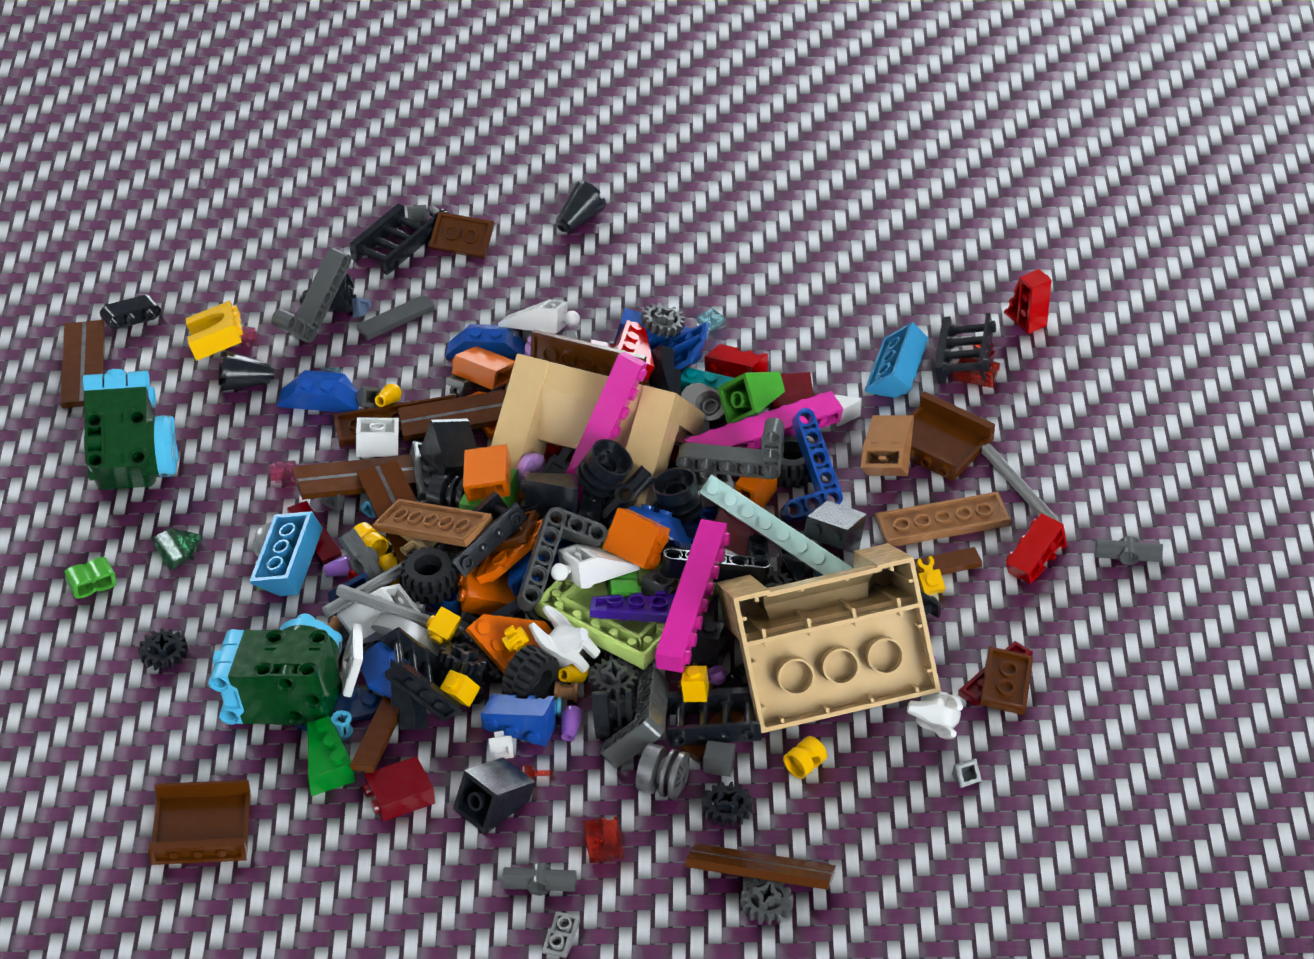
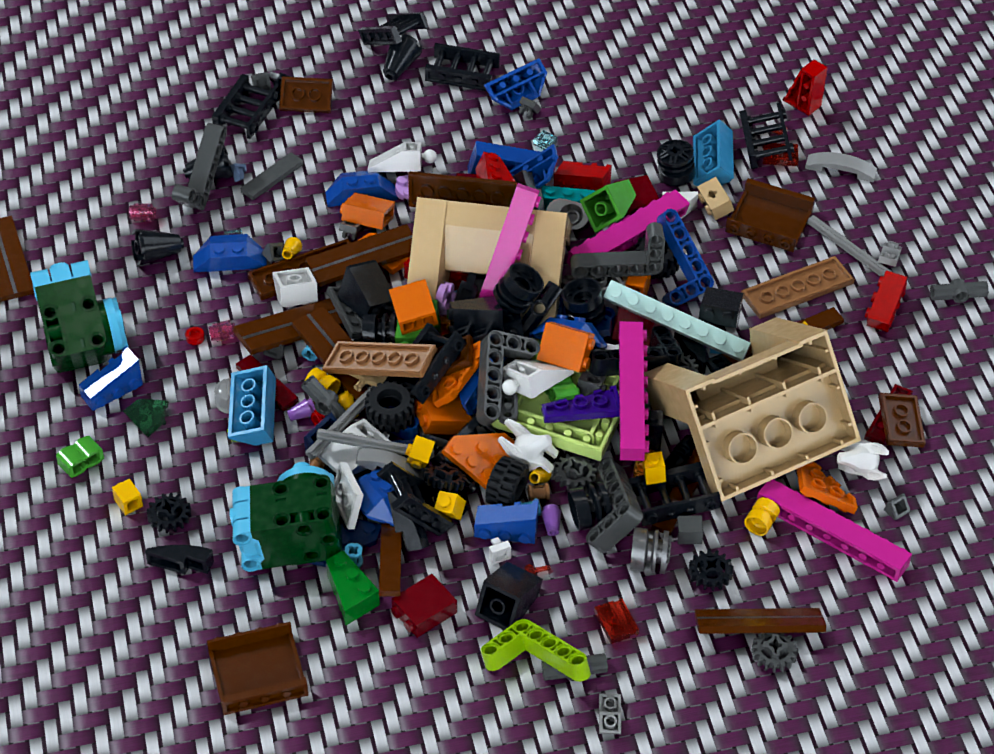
camera: 15 degrees left, 5 degrees up
(125, 626) = (127, 496): none -> yellow brick
(130, 312) = (34, 205): black beam -> none
(150, 505) = (113, 381): none -> blue wedge
(159, 697) = (181, 558): none -> black slope
(214, 330) = (120, 211): yellow arch -> none
(255, 473) = (195, 336): none -> red tile
(497, 839) = (547, 647): none -> lime beam
(515, 638) = (488, 453): yellow gear -> none
(554, 594) = (509, 408): none -> dark grey plate
(570, 180) = (391, 31): none -> black fence
(643, 240) = (457, 77): none -> black fence
(662, 319) = (512, 147): dark grey gear -> none
(699, 256) = (523, 81): none -> blue wedge
(706, 280) = (530, 106): none -> dark grey tile
(717, 675) = (667, 454): medium lavender plate -> none
(848, 363) = (676, 162): none -> black wheel
(878, 402) = (715, 199): none -> tan brick
(881, 734) = (825, 489): none -> orange plate
(886, 787) = (837, 531): none -> dark pink brick
(888, 445) = (736, 229): medium nougat slope -> none
(1046, 390) = (843, 162): none -> light grey slope
(1063, 499) = (890, 253): none -> light grey slope

